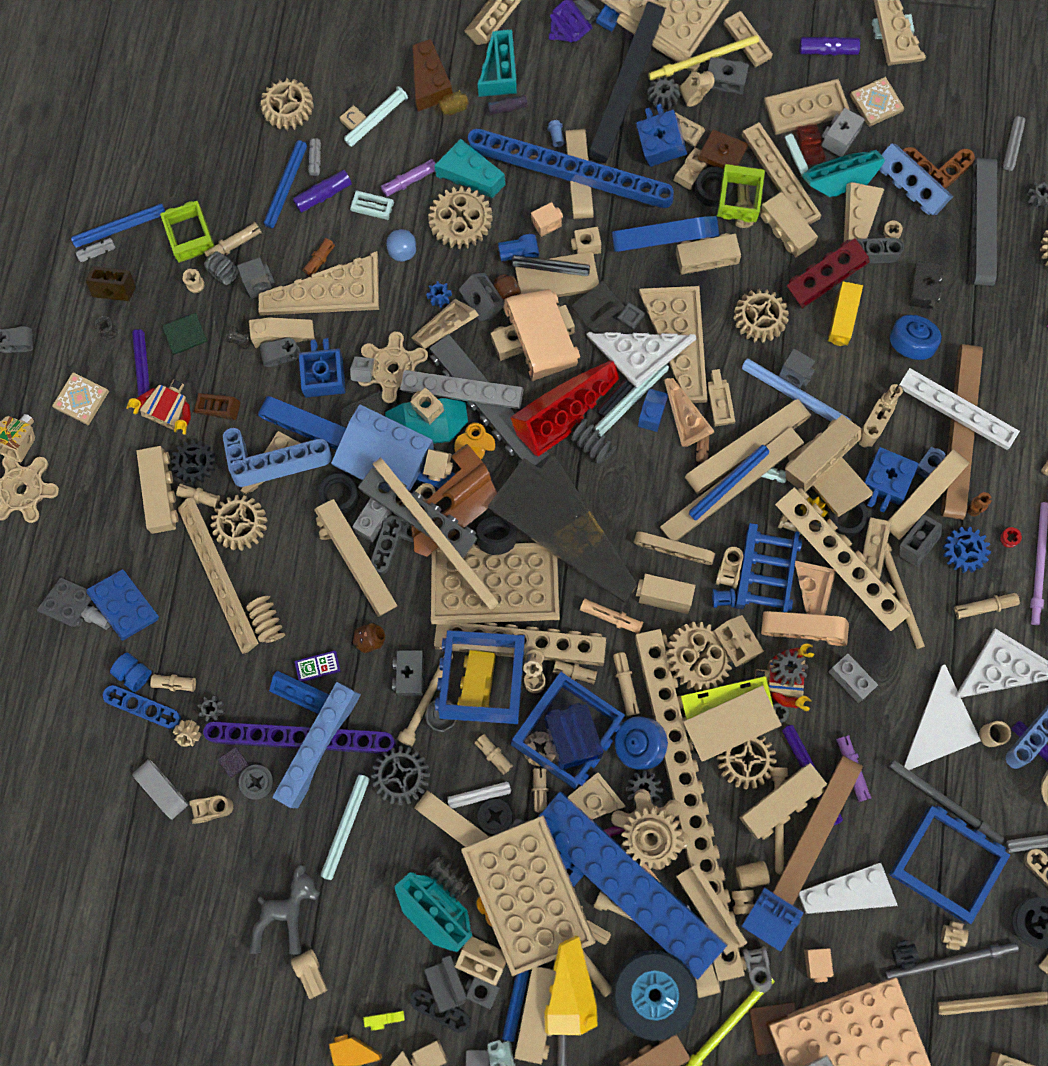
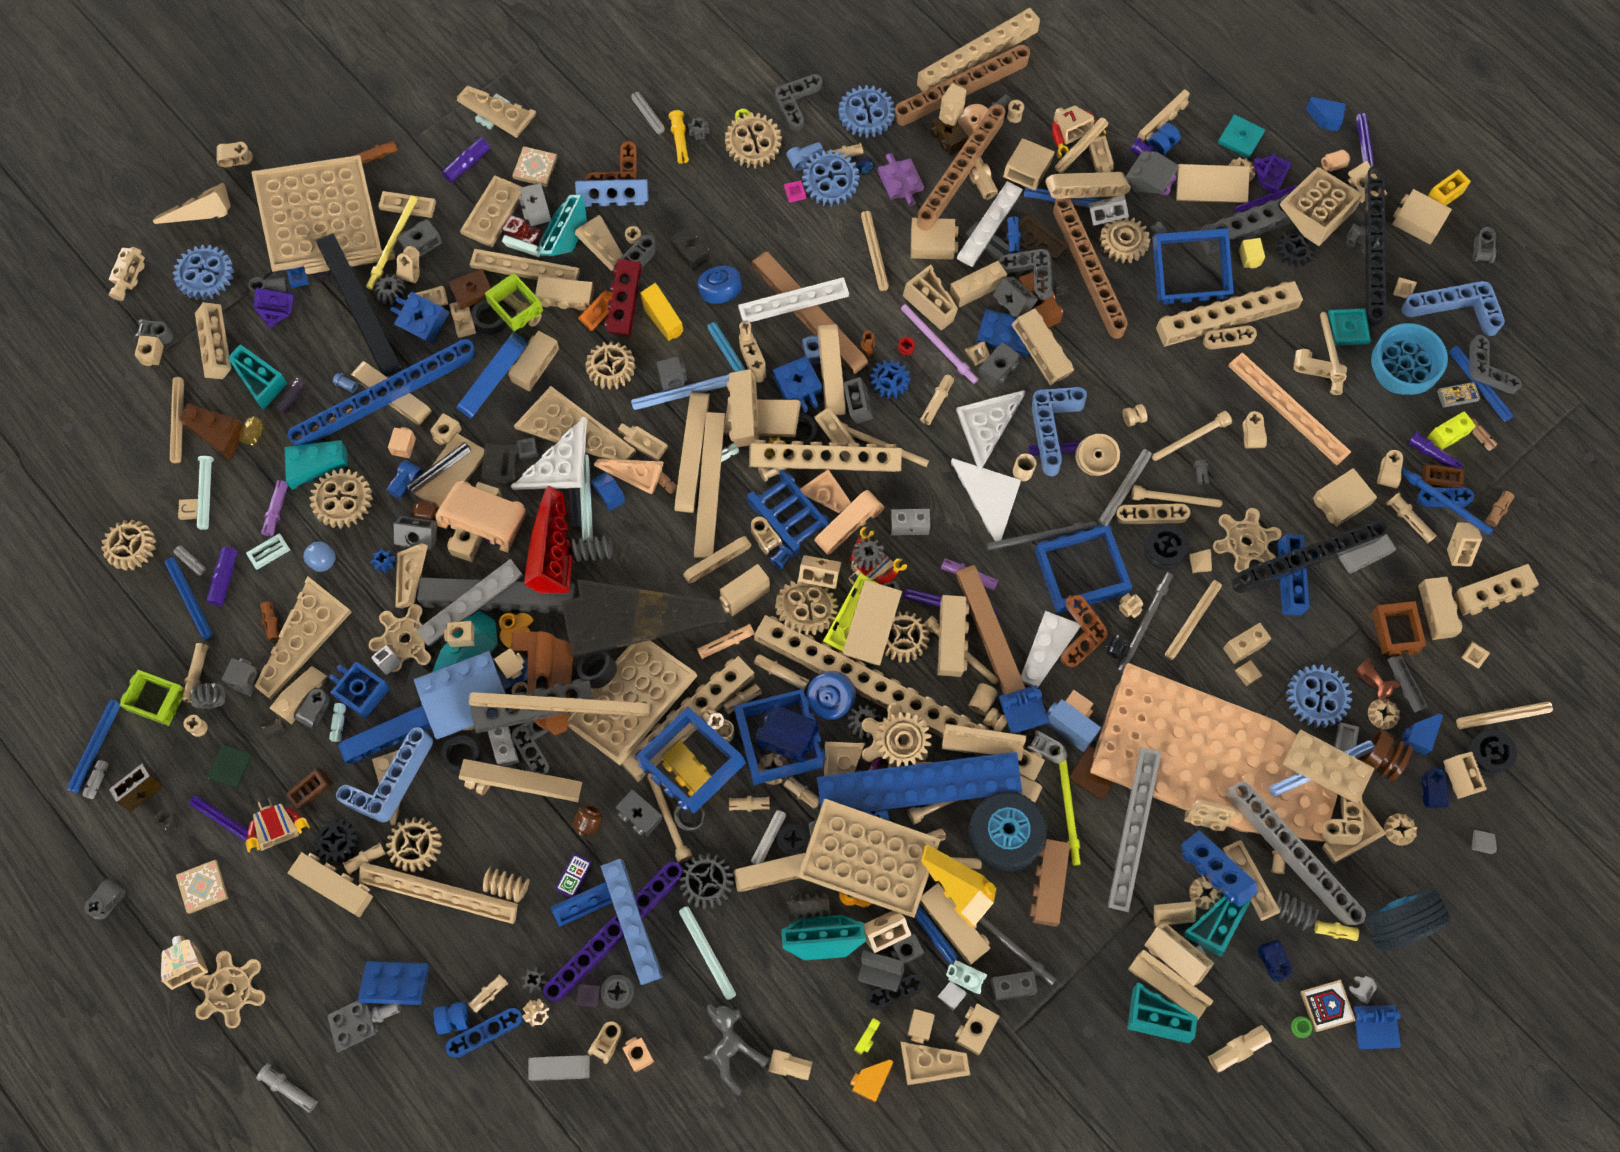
camera: 55 degrees left, 5 degrees down
(211, 846) = (644, 1061): none -> light nougat brick
(284, 379) = (337, 722): none -> light aqua axle
(407, 50) = (176, 424): none -> tan axle
(729, 482) = (706, 483): blue axle -> none
(796, 262) = (596, 311): none -> orange hinge
(796, 974) = (1072, 725): none -> medium blue brick
(864, 393) = (725, 347): none -> dark azure axle
(893, 919) = (1088, 635): none -> dark orange beam
(984, 222) = (683, 176): dark grey beam -> none
(1023, 180) = (678, 129): none -> yellow pin

